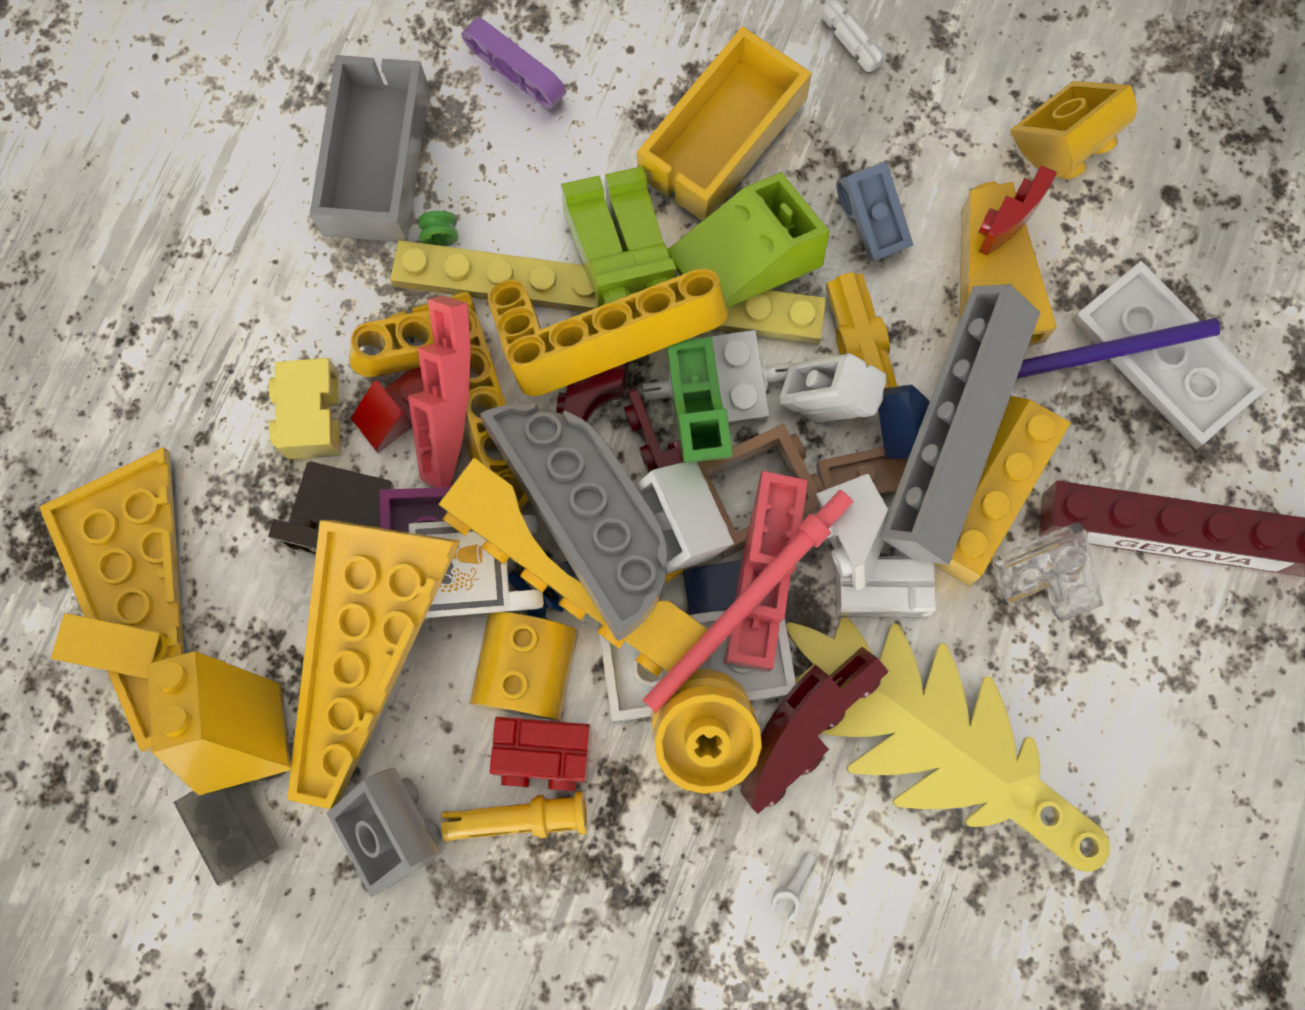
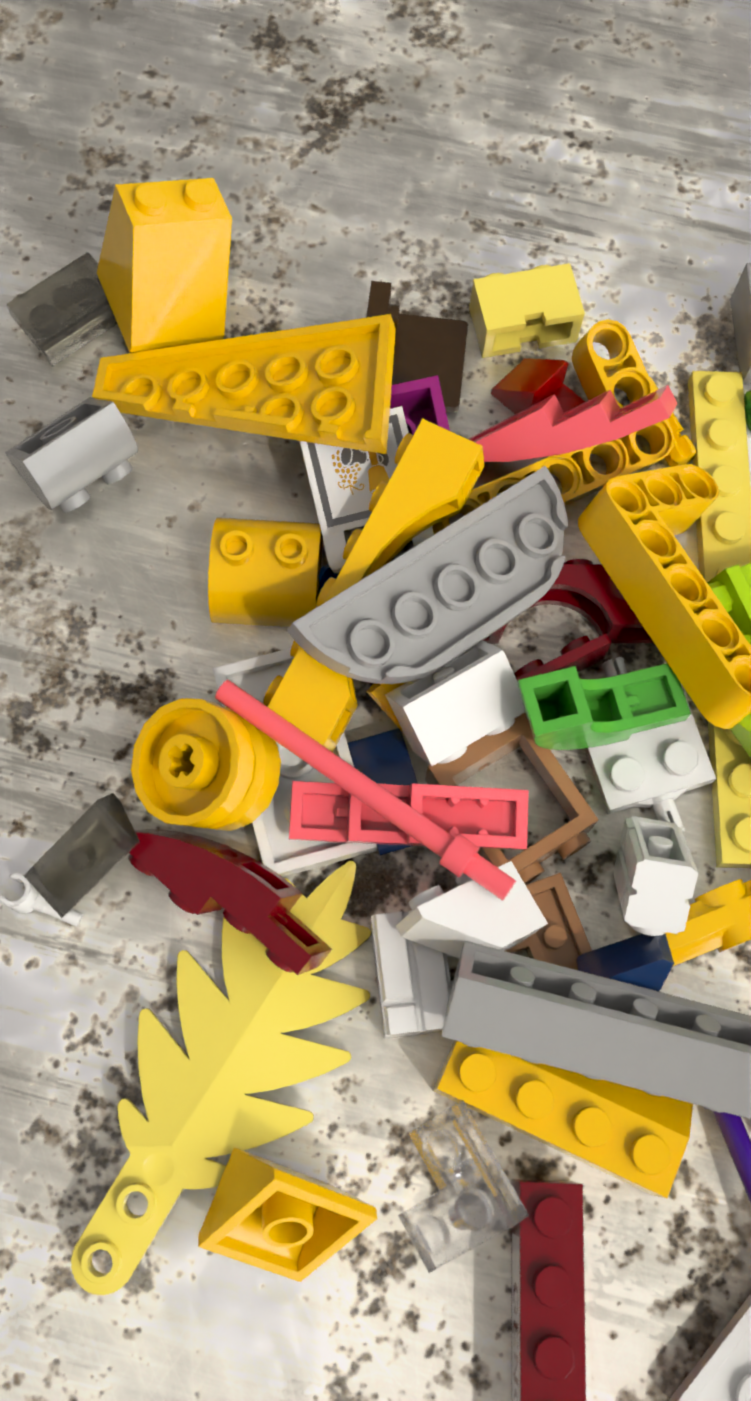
camera: 75 degrees right, 5 degrees down
(105, 645) = (240, 160): yellow slope -> none
(124, 564) = (333, 171): yellow wing -> none
(538, 816) = (99, 605): yellow pin -> none
(540, 751) = (171, 599): red brick -> none
(765, 842) = (84, 855): none -> clear smoke slope
(1060, 706) = (280, 1217): none -> yellow slope

